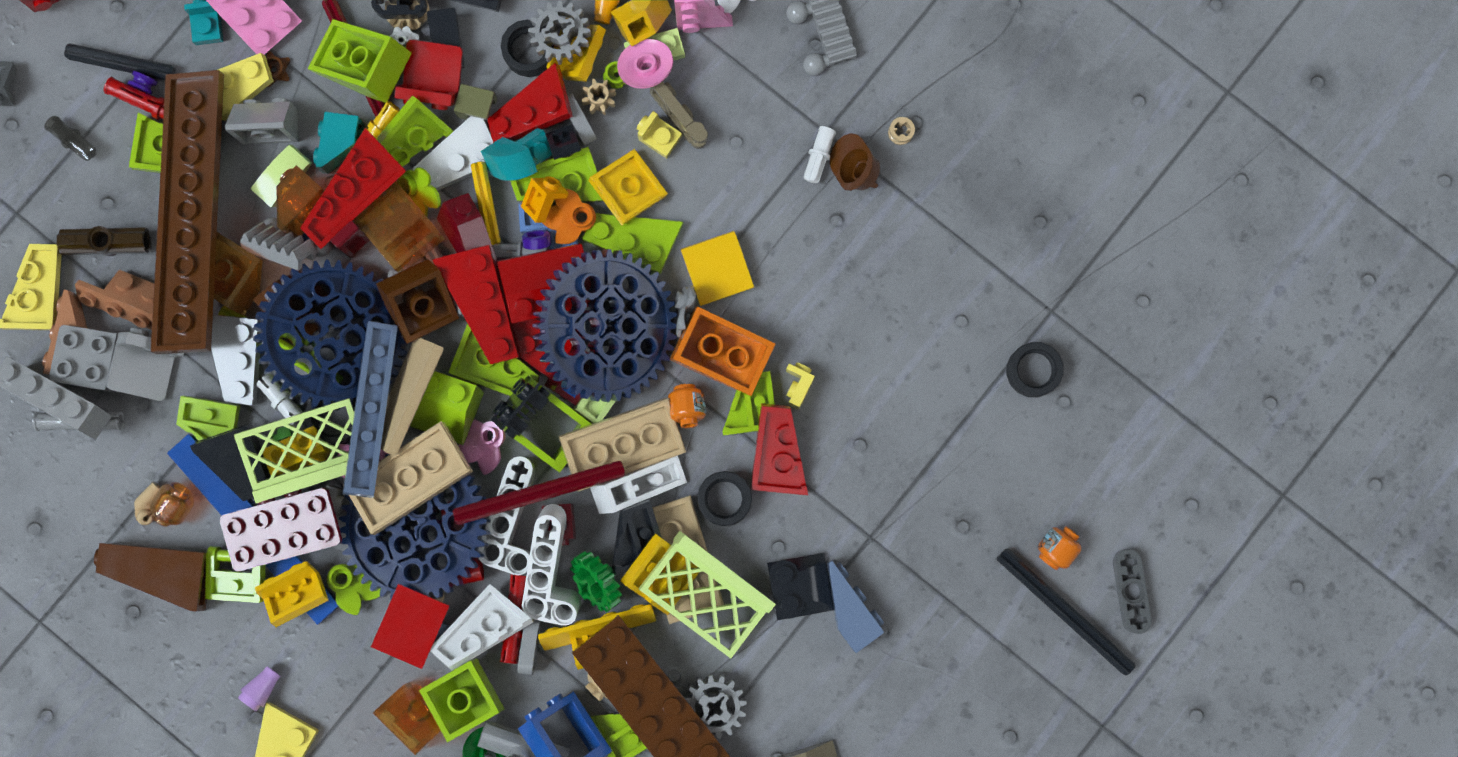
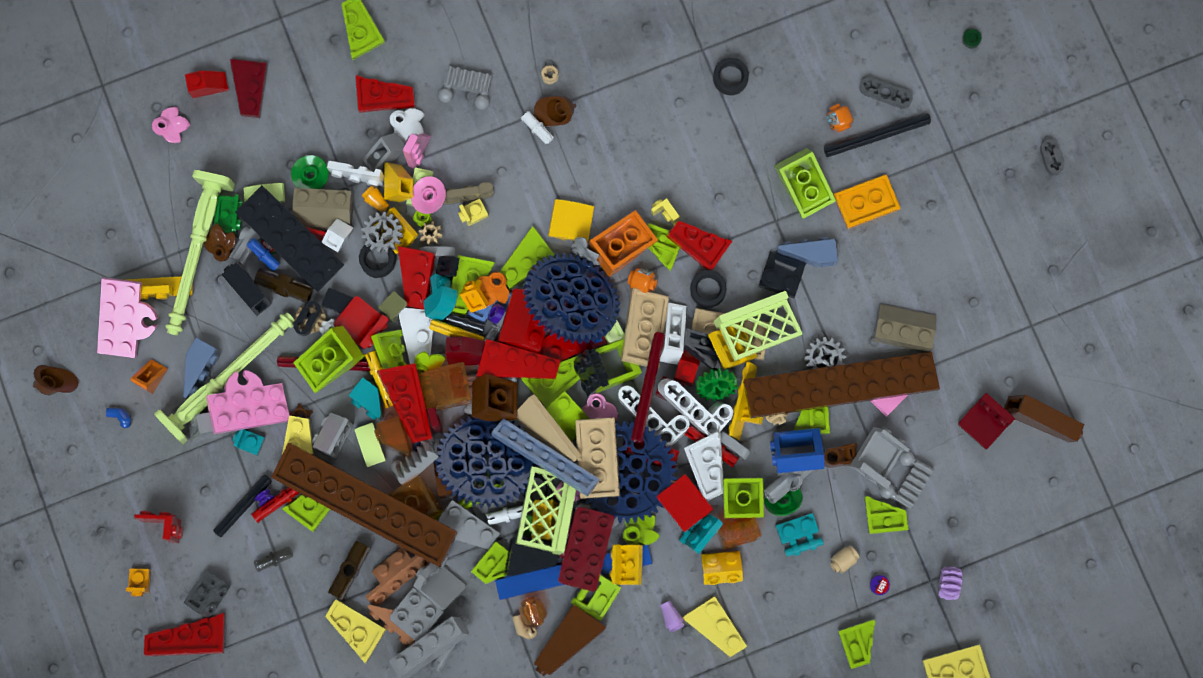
camera: 60 degrees left, 5 degrees down
(356, 719) = (722, 568): none -> yellow bracket
(383, 672) = (700, 533): none -> teal plate
(506, 208) = (466, 323): none -> black pin
(597, 530) = (687, 369): none -> red slope
(628, 187) = (494, 245): yellow tile -> none
(942, 549) = (805, 182): none -> lime slope
(964, 646) = (866, 201): none -> light orange tile
(1278, 668) = (971, 38): none -> dark green tile

